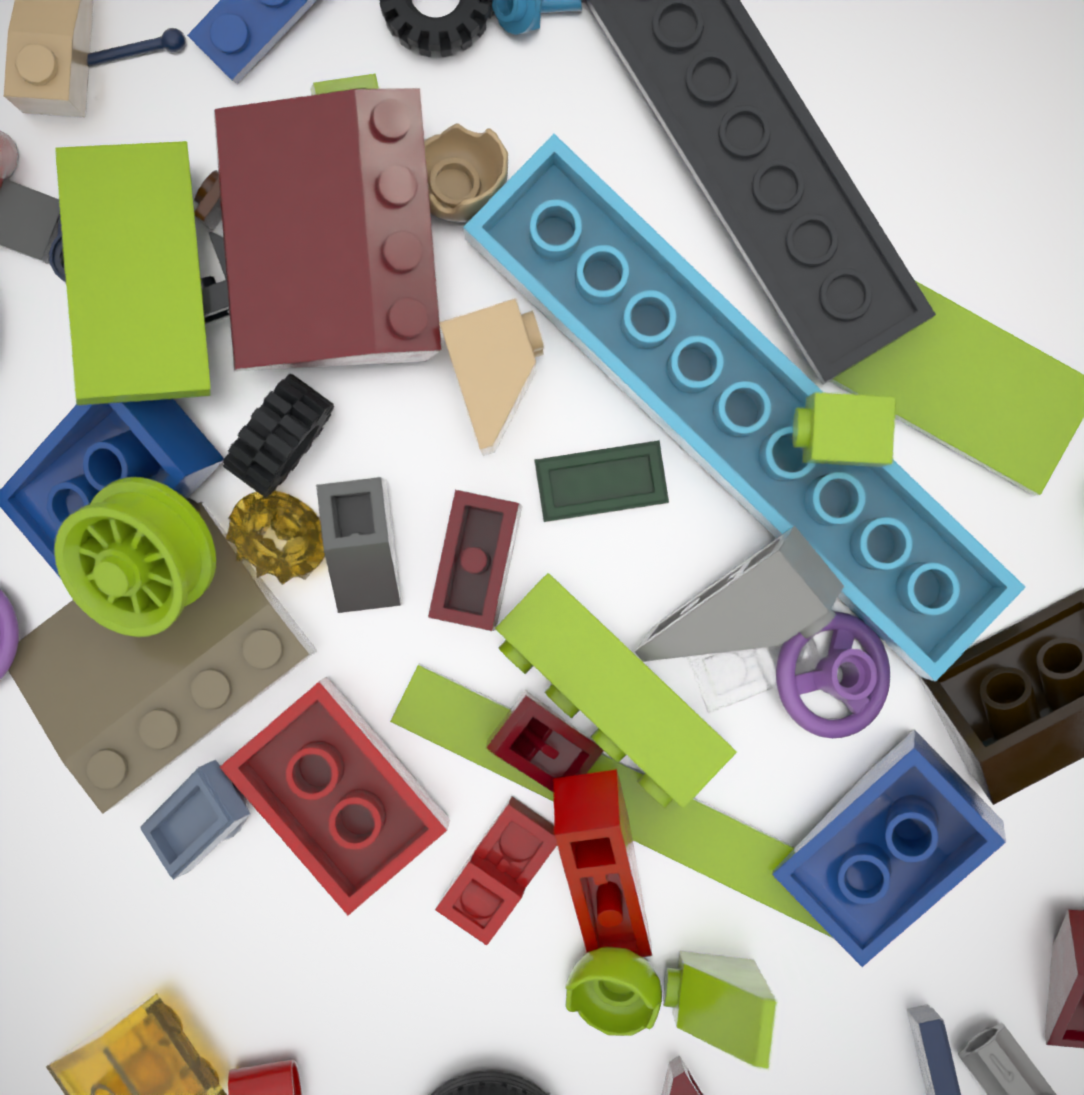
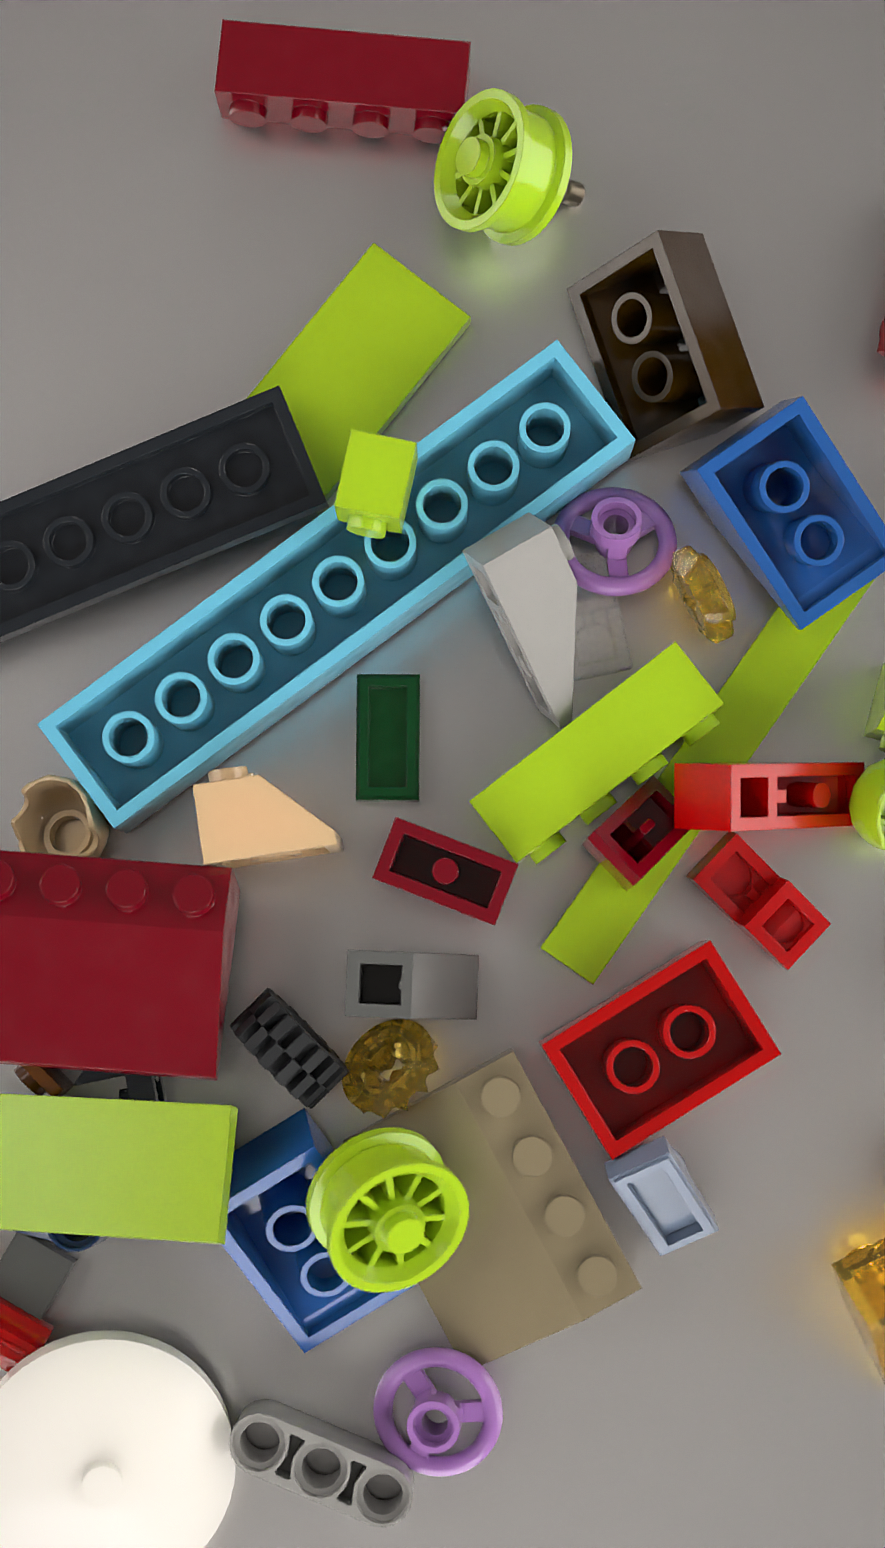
camera: 75 degrees left, 5 degrees down
(792, 772) = (703, 594): none -> clear yellow gear

